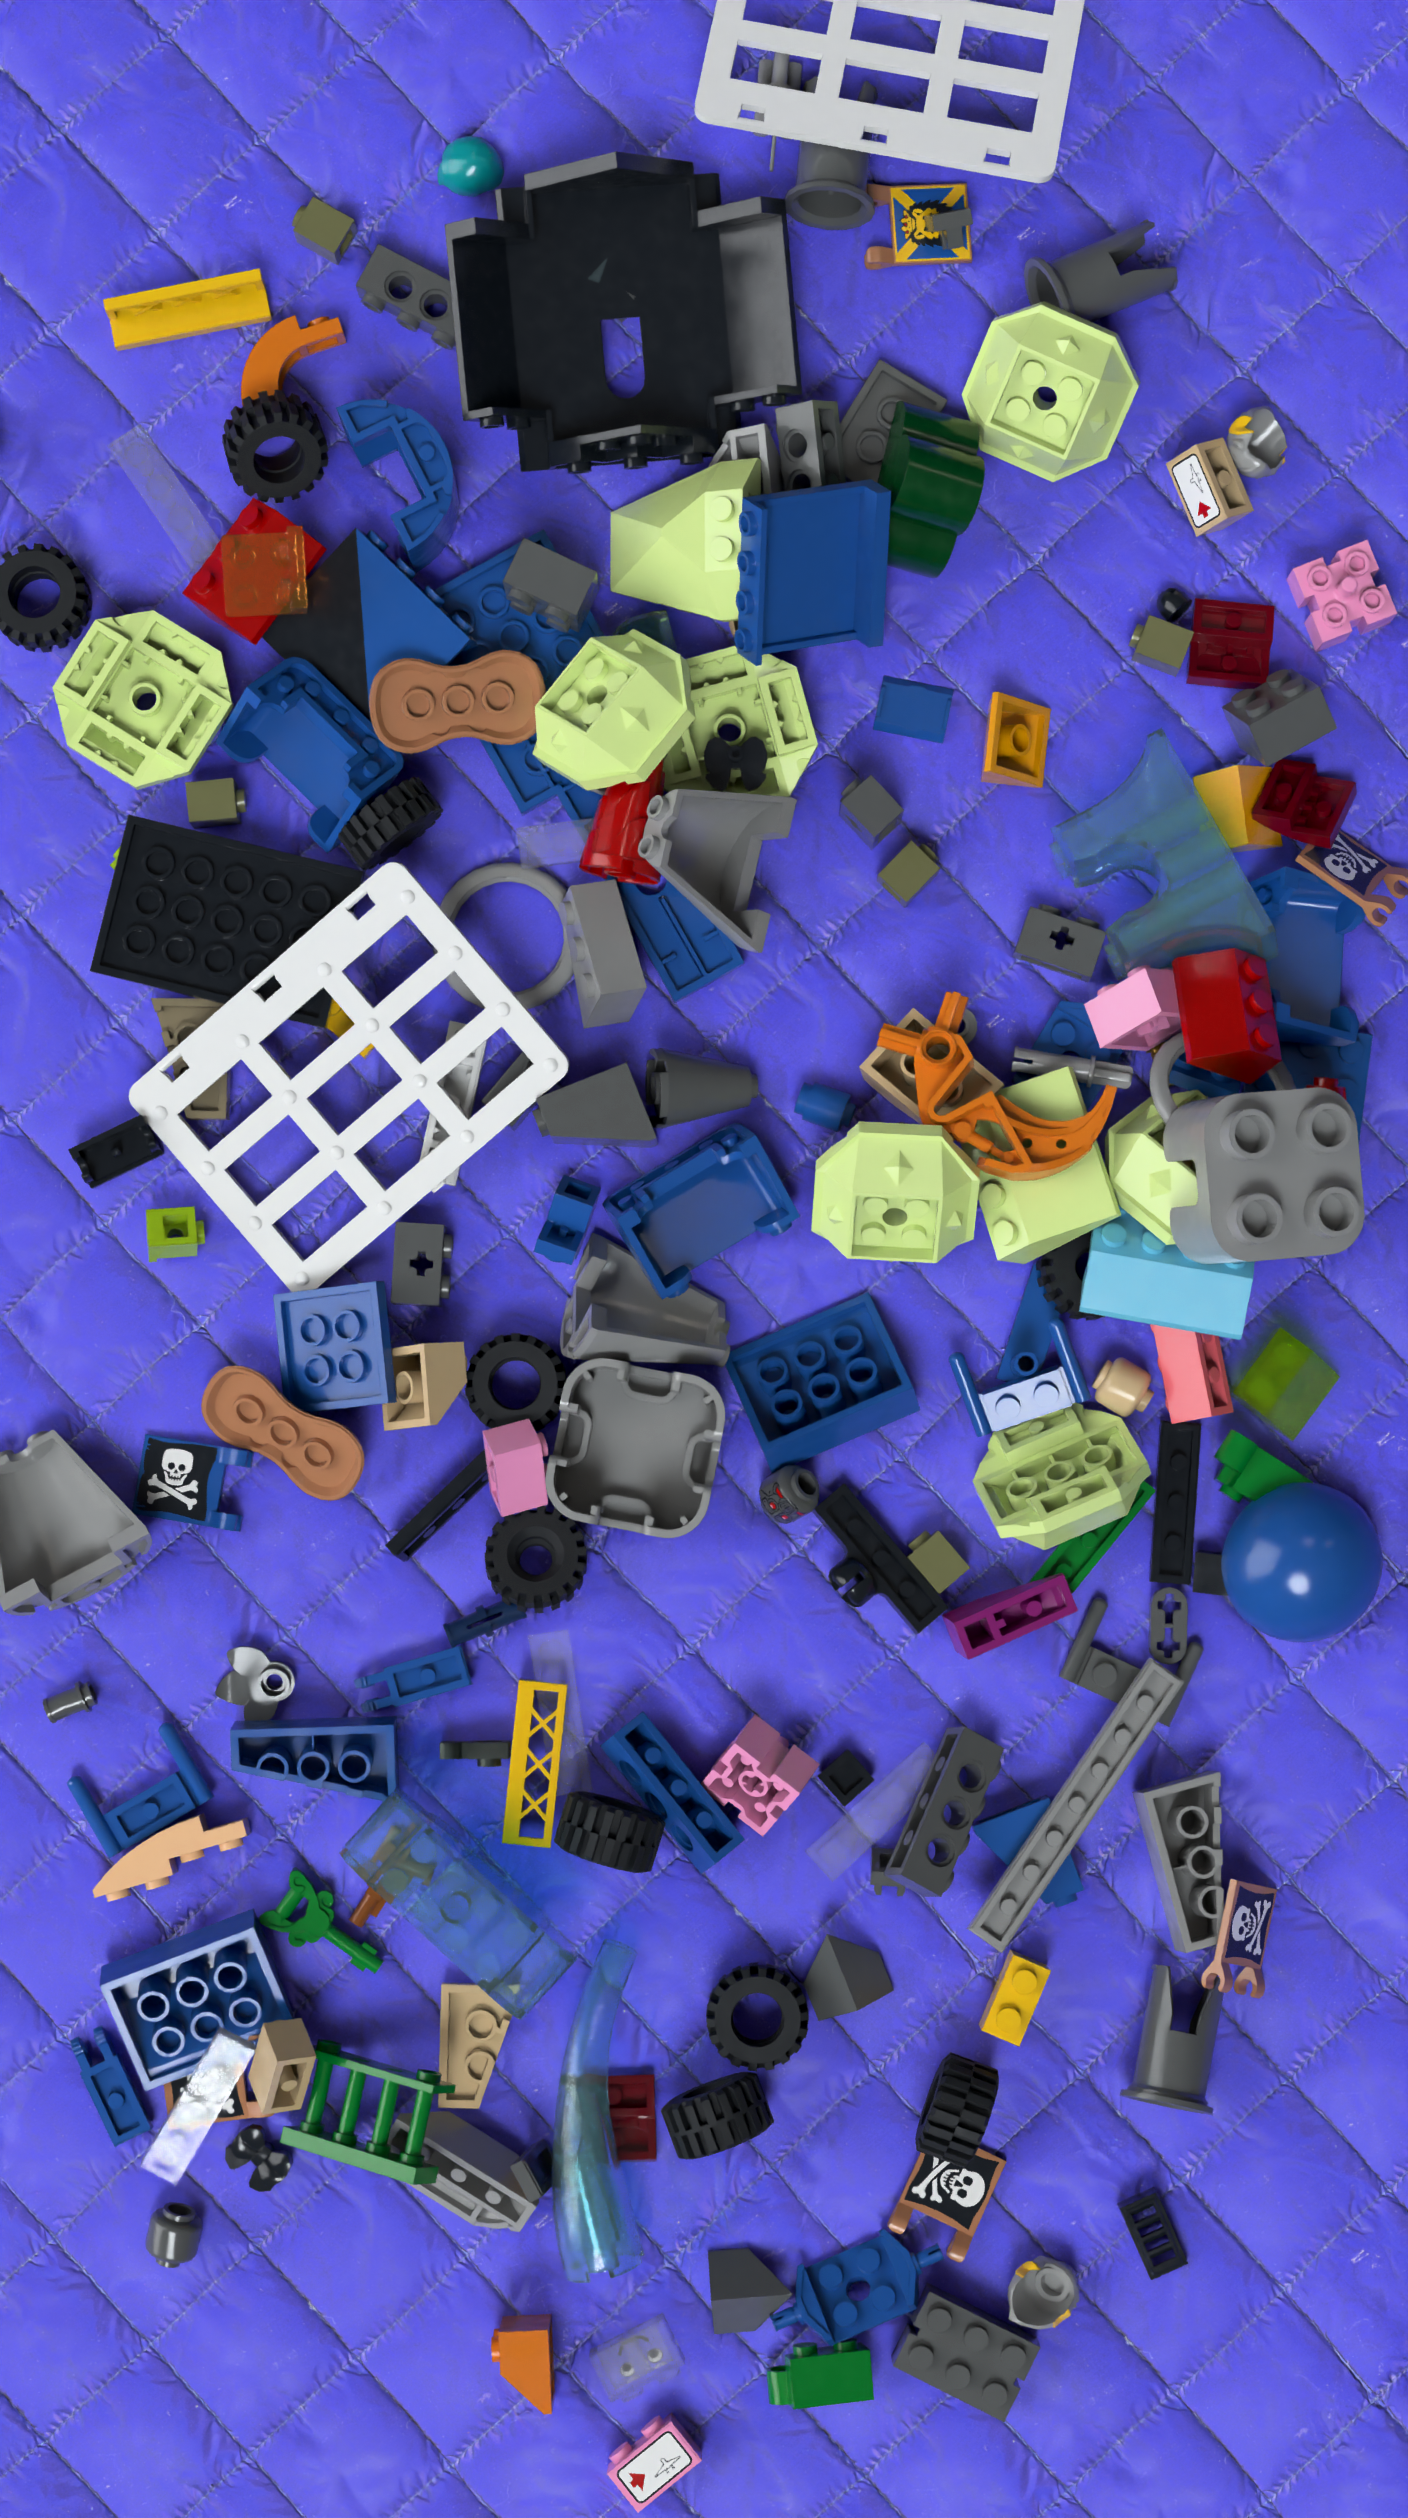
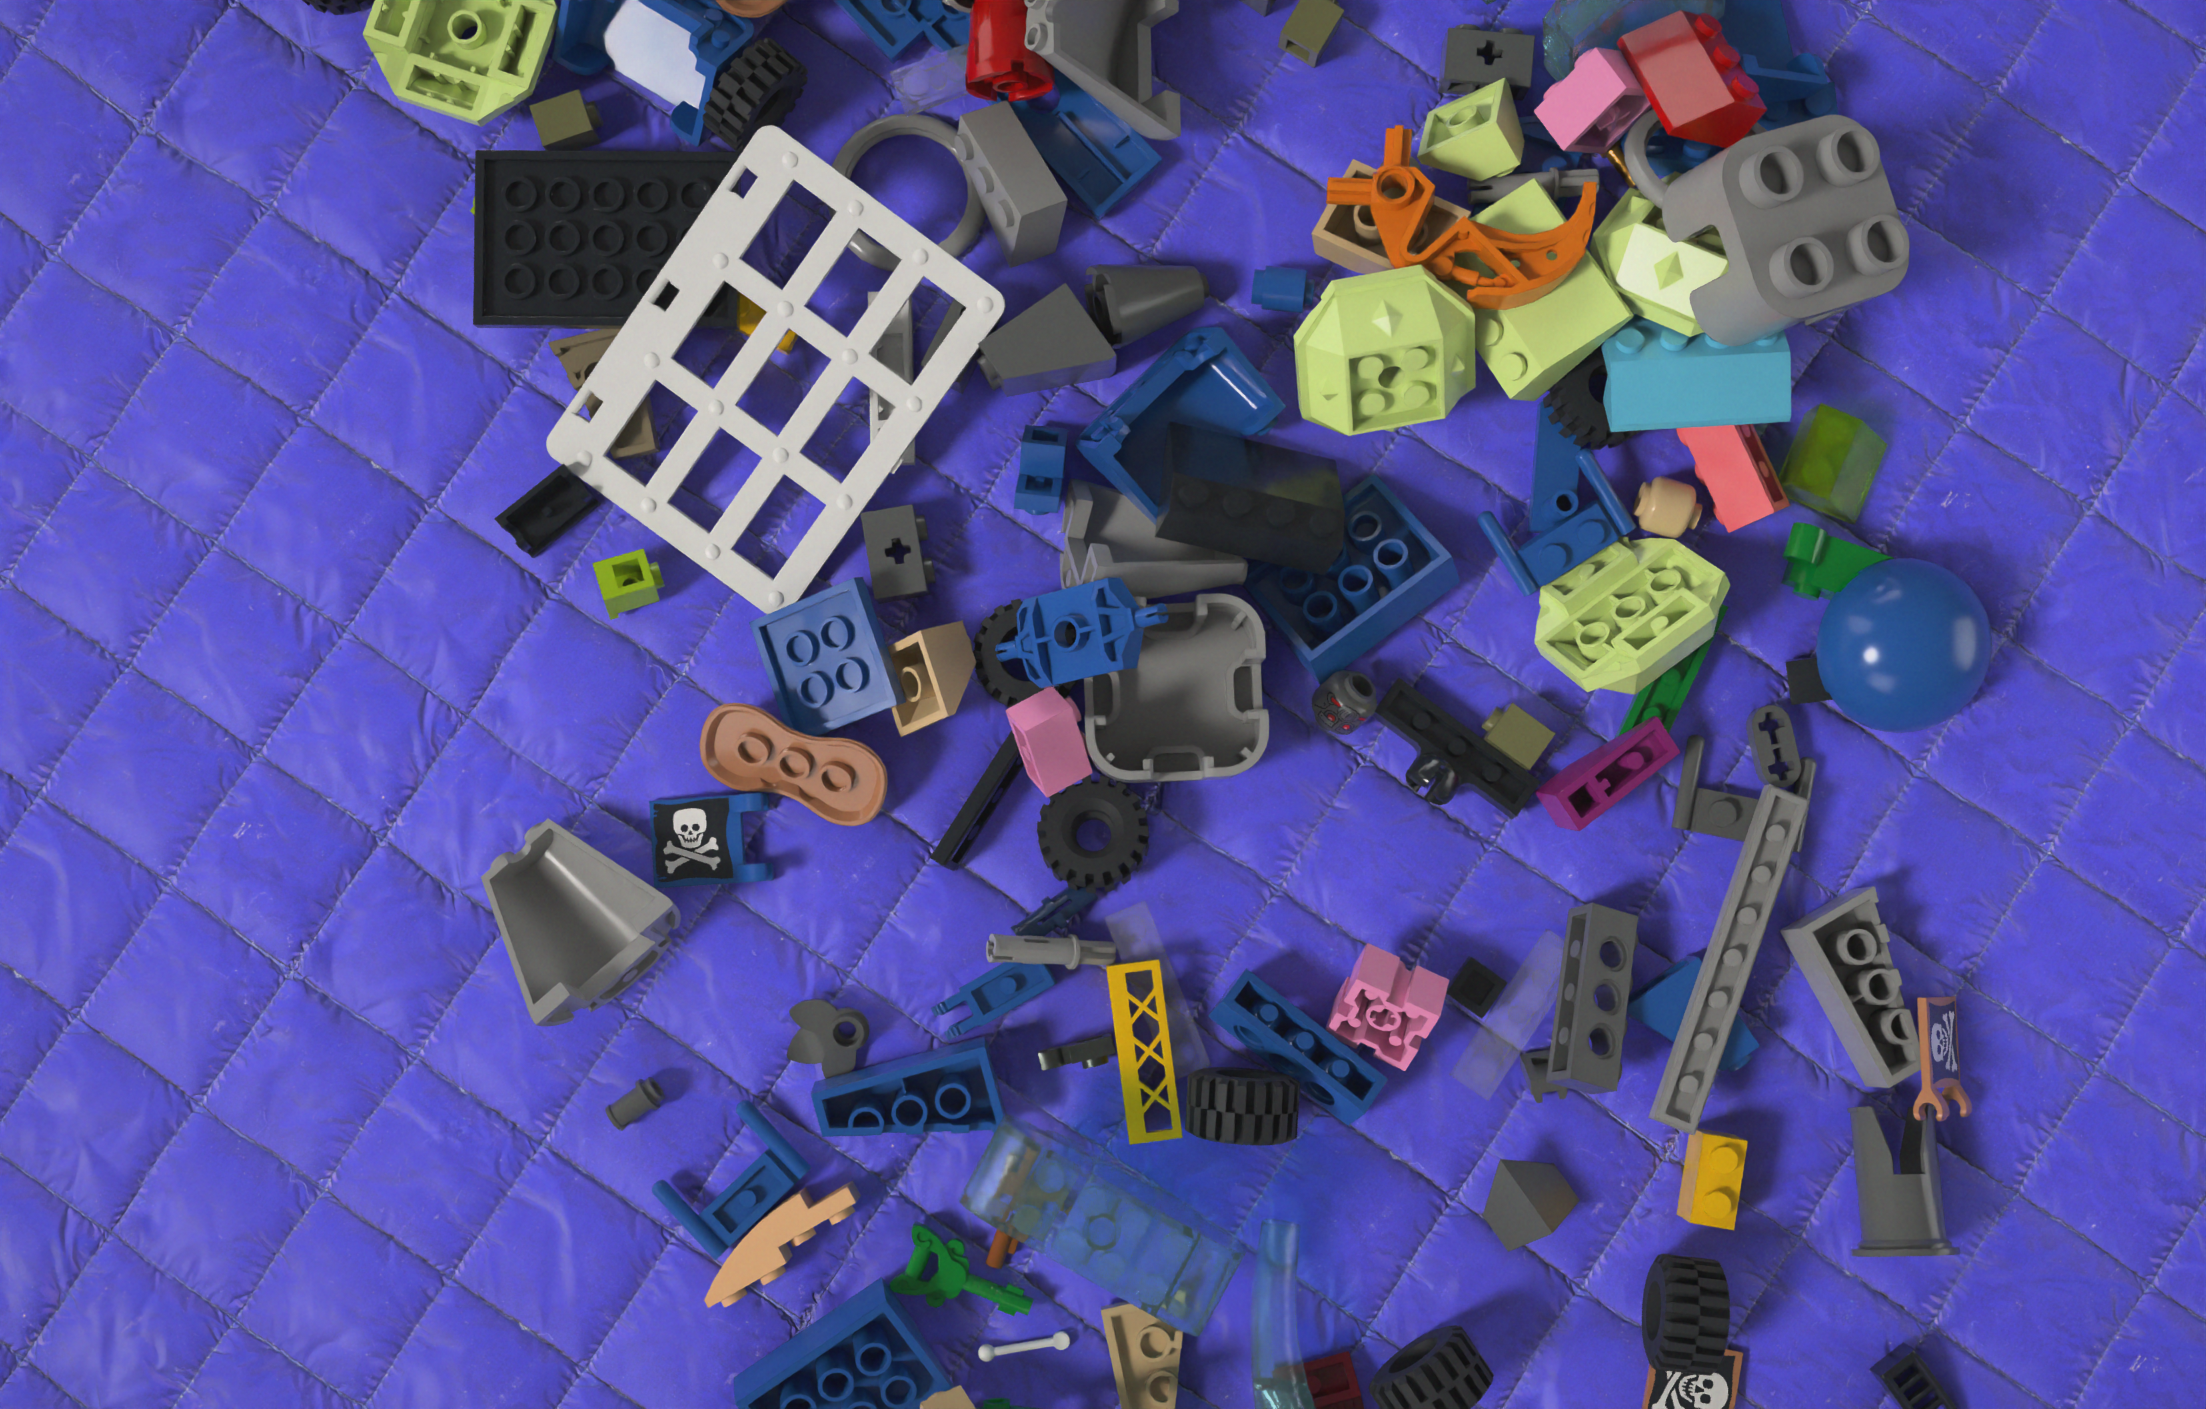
camera: 15 degrees left, 0 degrees up
(398, 2004) = (1059, 1340): none -> white hinge
(471, 1653) = (1049, 950): none -> light grey axle
(585, 1386) = (1106, 627): none -> blue plate
(747, 1291) = (1250, 499): none -> black slope
(767, 2051) = (1466, 1295): black tyre -> none
(1028, 1009) = (1474, 134): none -> yellowish green slope
(1175, 1502) = (1749, 617): black tile -> none

